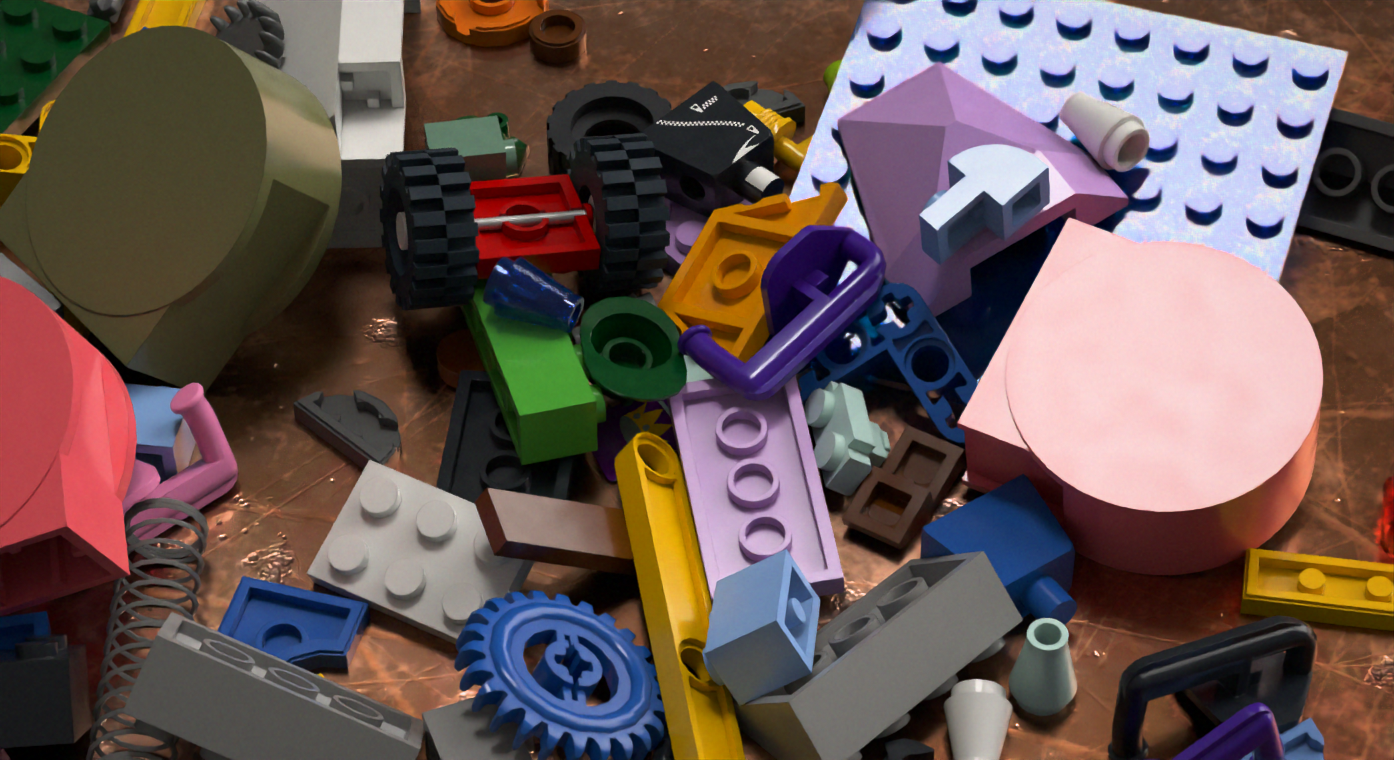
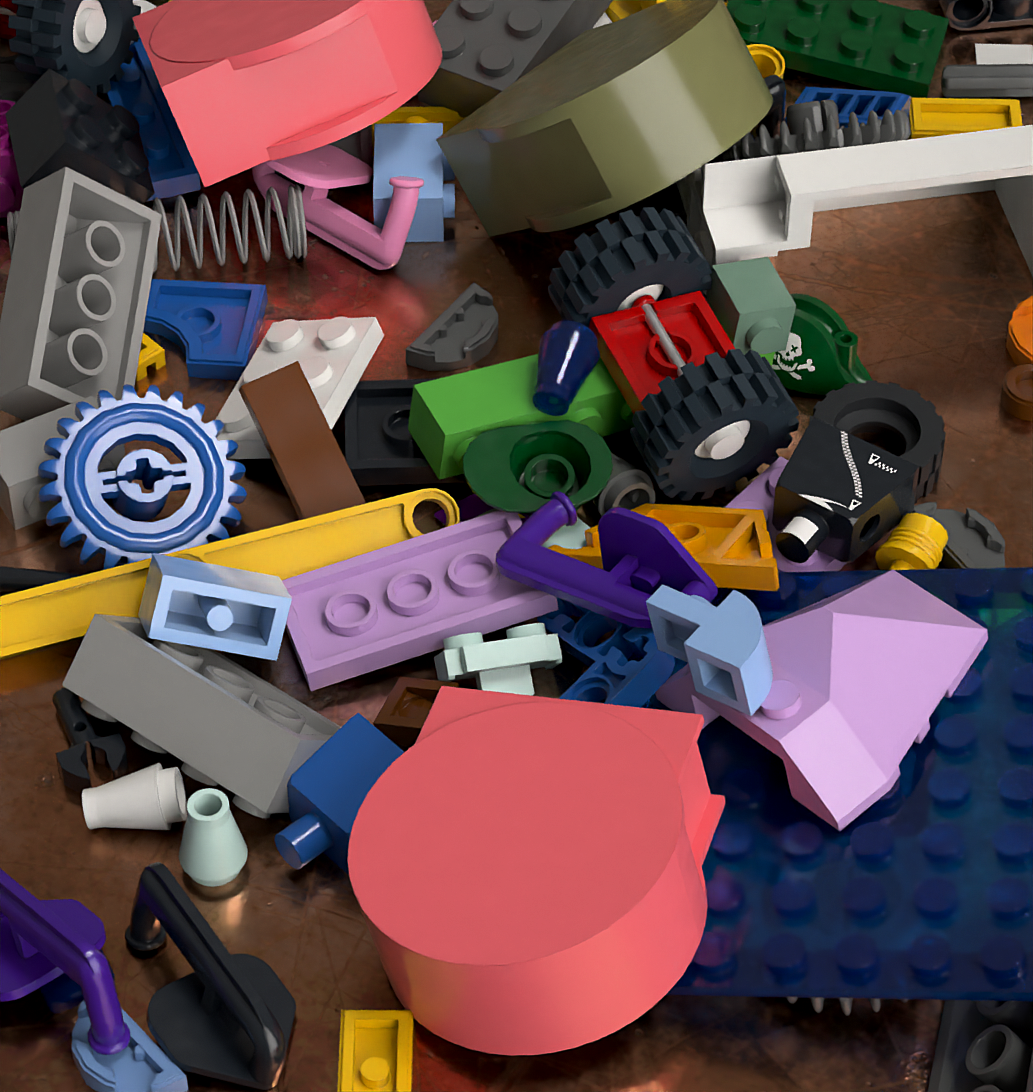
camera: 80 degrees right, 0 degrees up
(1107, 132) = (909, 778): white cone -> none

